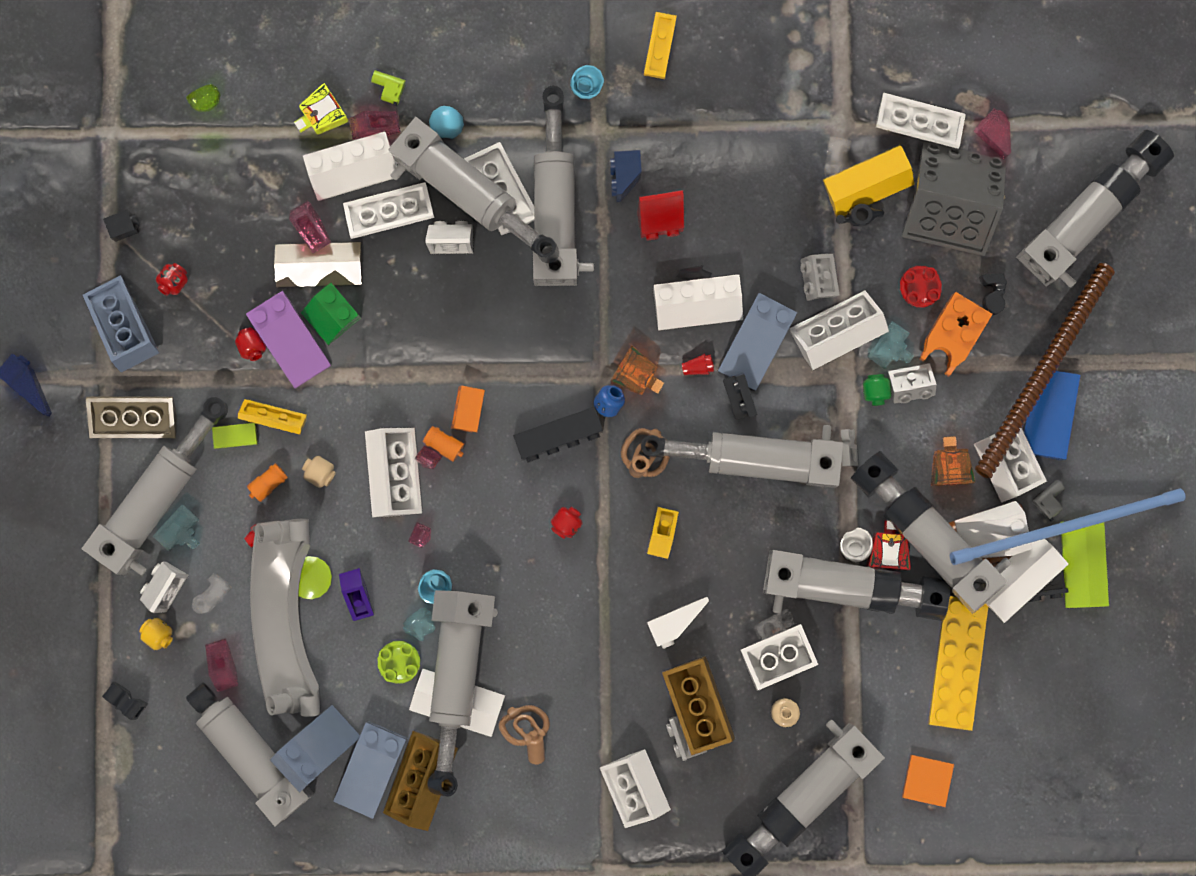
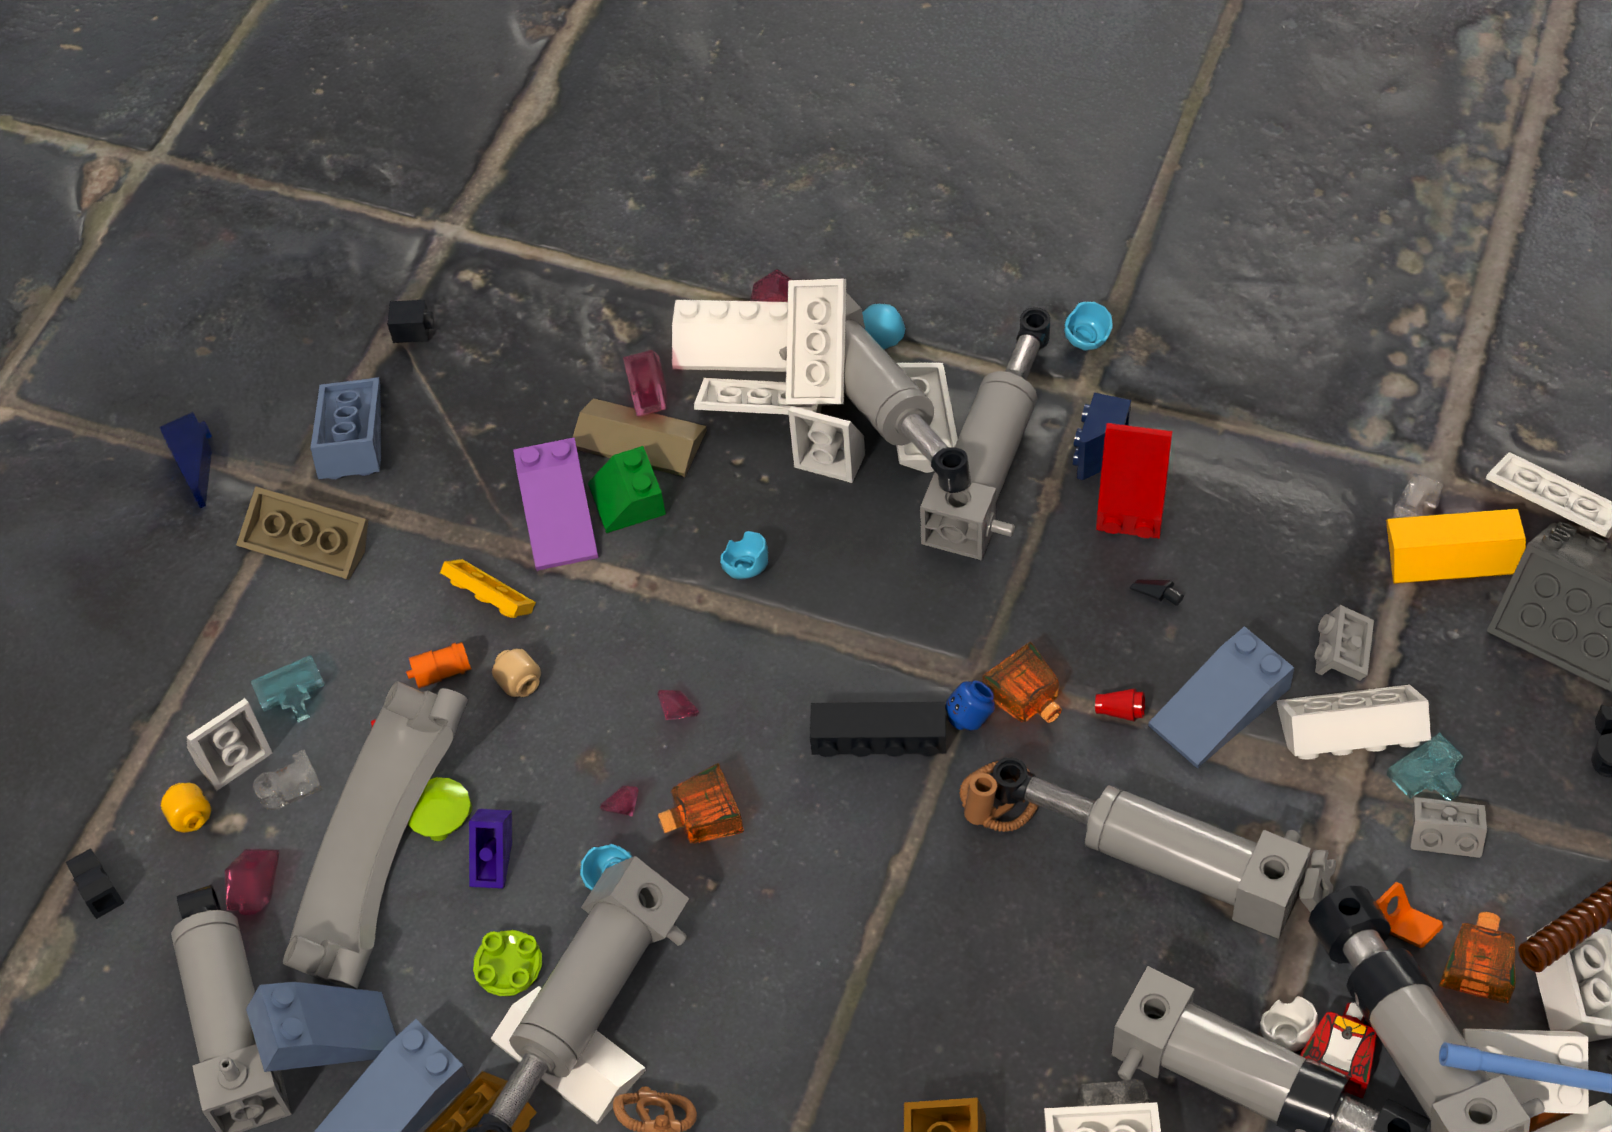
camera: 30 degrees right, 30 degrees down
(149, 499) = (205, 665): light grey piece -> none
(171, 279) = (440, 394): red head -> none
(204, 98) = (583, 219): clear neon green hair -> none
(234, 435) = (426, 599): lime tile -> none
(250, 344) = (502, 492): red head -> none
(320, 112) = (722, 270): torso -> none
(392, 86) = (823, 265): lime piece -> none
(393, 472) = (619, 706): white slope -> none
(419, 173) = (816, 342): none -> white slope
(419, 624) = (561, 919): clear light blue piece -> none
(428, 339) = (746, 557): none -> medium azure hair
(443, 443) = (708, 692): orange piece -> none
(467, 409) = (760, 658): orange hinge -> none
(473, 524) = (703, 808): none -> clear orange torso
(566, 522) = (842, 847): red head -> none
(660, 45) = (1204, 316): yellow plate -> none
(662, 532) = (982, 910): yellow slope -> none
(671, 625) = (951, 1045): white slope -> none
(698, 302) = (1149, 621): white slope -> none
(739, 396) = (1170, 759): black bracket -> none
(860, 215) = (1430, 583): black piece -> none
(877, 389) = (1389, 814): green head -> none
(905, 455) = (1407, 922): none -> orange bracket
(920, 286) = (1498, 701): red dish -> none
(952, 338) = (1540, 770): orange brick -> none

